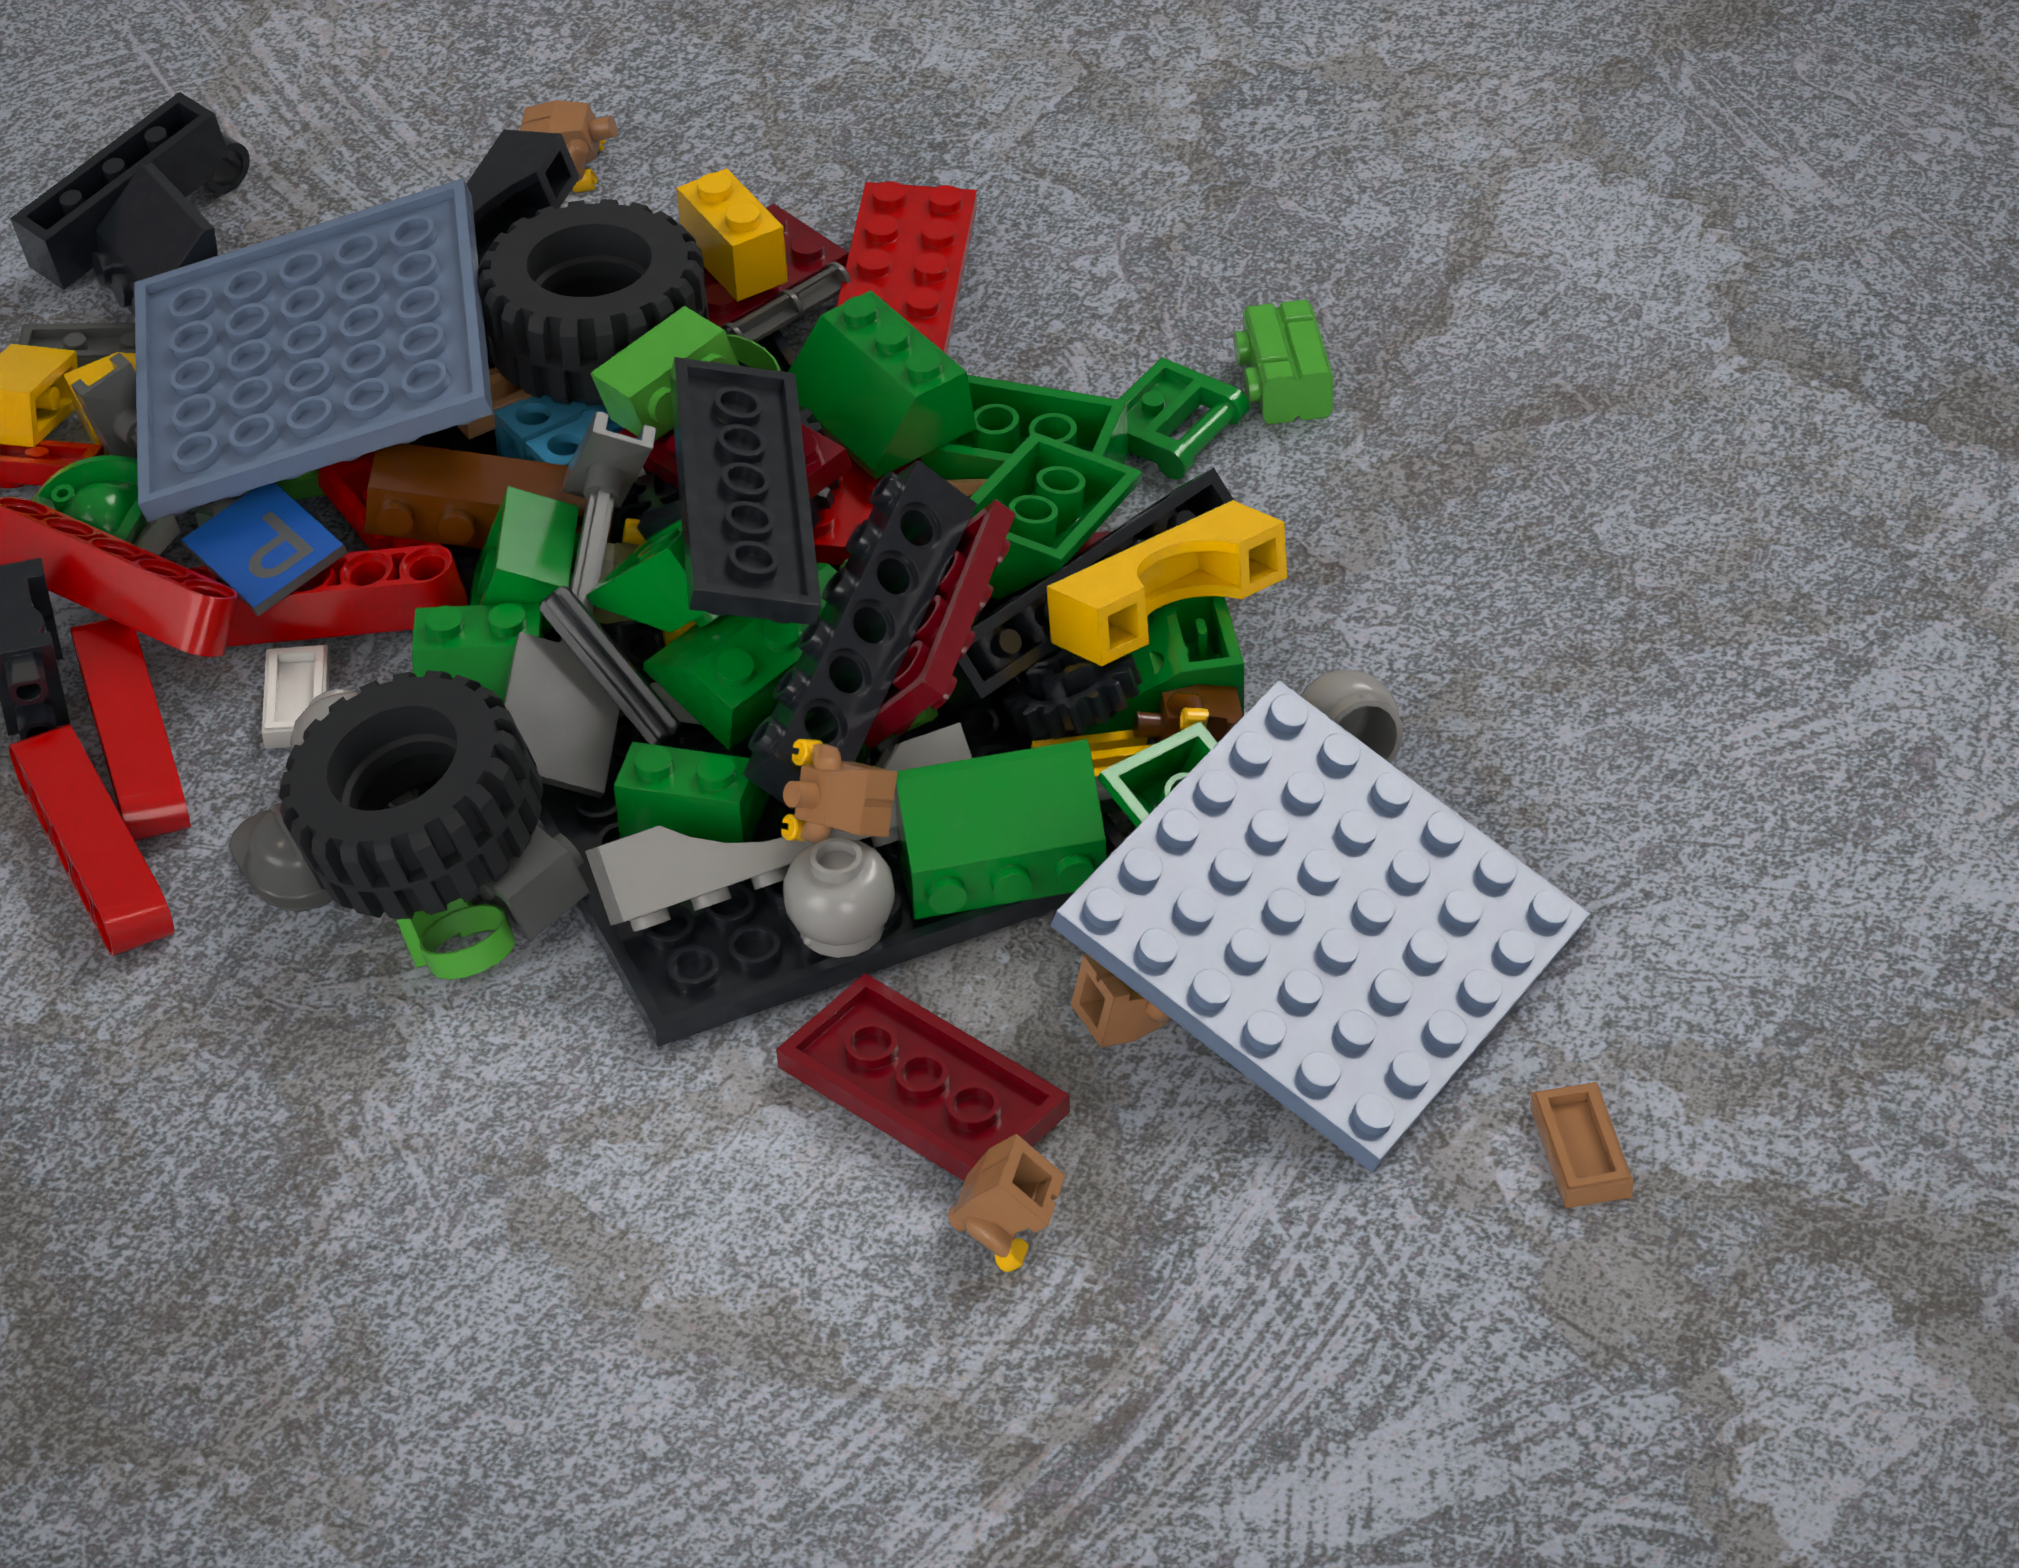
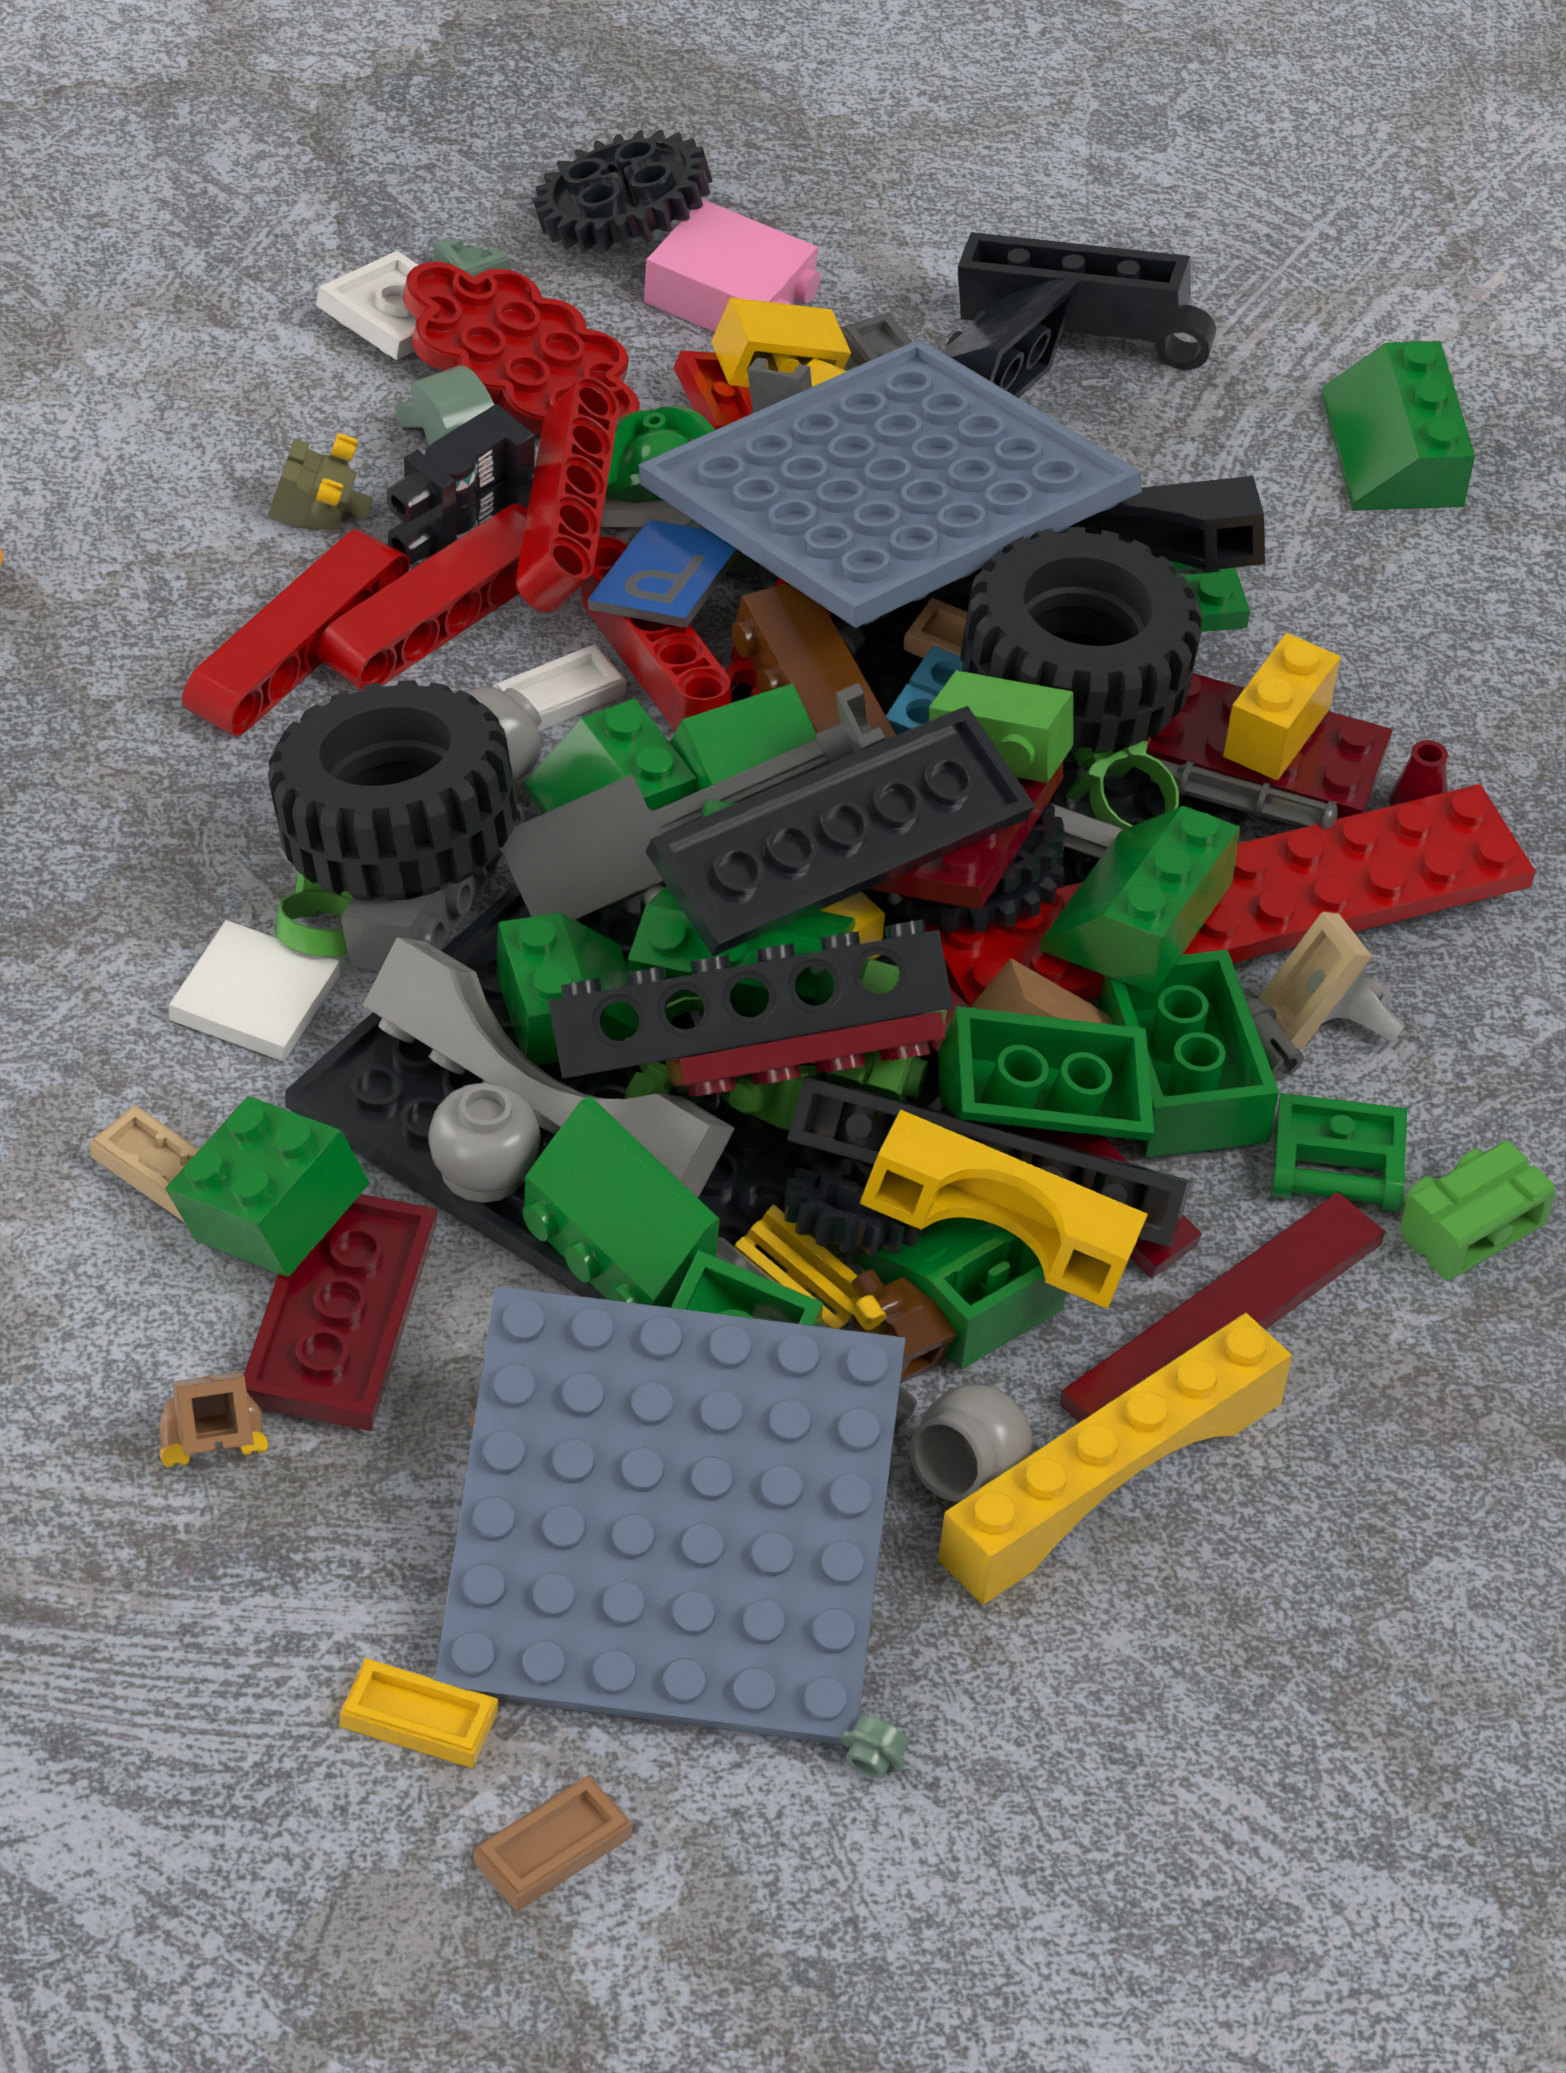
camera: 55 degrees right, 5 degrees up
(430, 82) = (1400, 429): none -> green slope
(503, 1022) = (253, 991): none -> white tile
(580, 130) = (1387, 548): medium nougat piece -> none
(610, 666) = (642, 878): black axle -> none
(671, 1150) = (143, 1154): none -> tan plate
(779, 1063) = (267, 1185): none -> green brick
(833, 210) = (1423, 773): none -> dark red cone
(836, 795) = (541, 1069): medium nougat piece -> none
(1009, 338) = (1327, 982): none -> tan piece
(1312, 592) = (1261, 1285): none -> dark red tile
(1383, 582) = (1029, 1509): none -> yellow arch
(1395, 1185) = (418, 1713): none -> yellow tile
(1605, 904) = (875, 1746): none -> sand green plate

